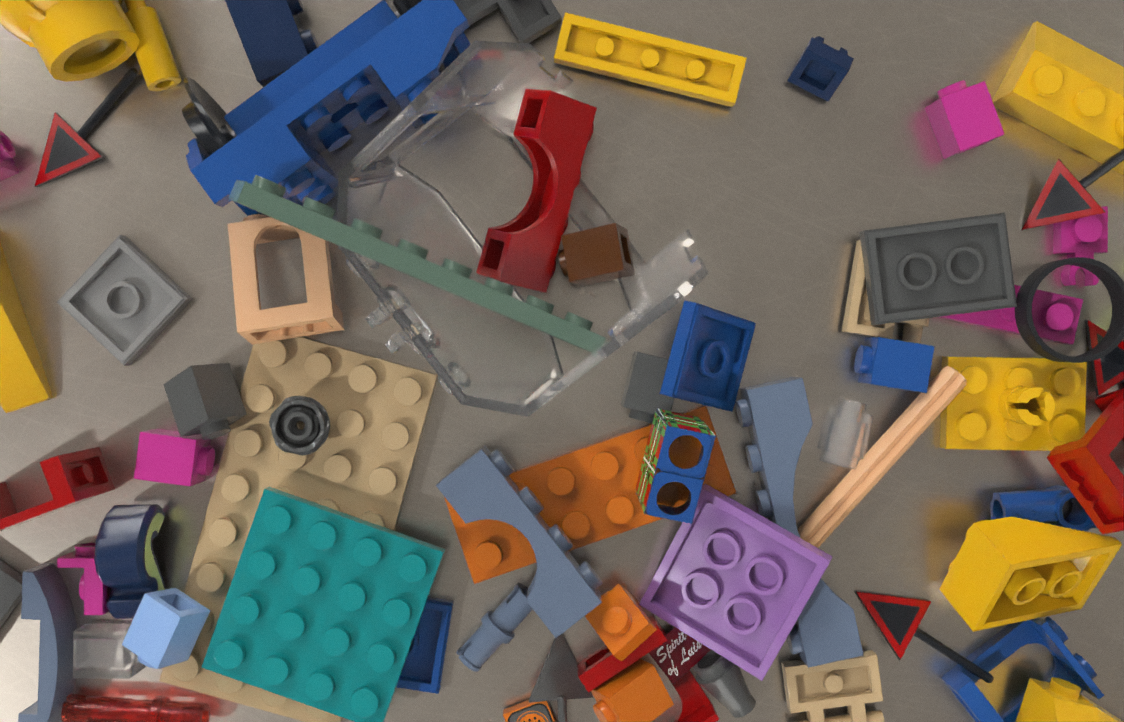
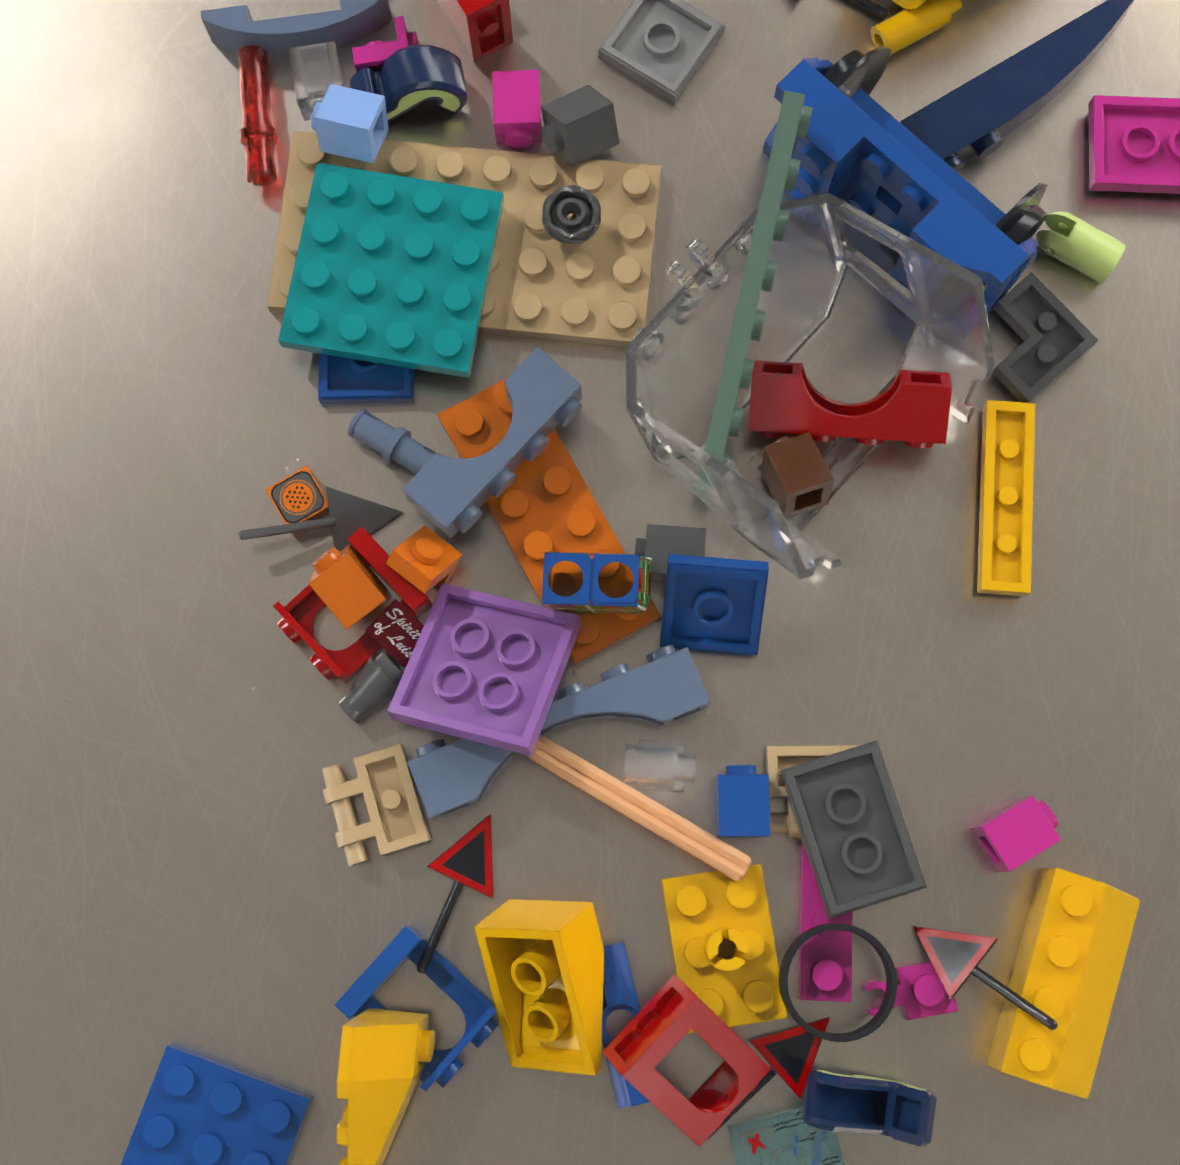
camera: 80 degrees right, 10 degrees down
(284, 322) = (672, 189): light nougat panel -> none
(820, 68) = (1037, 672): dark blue tile -> none

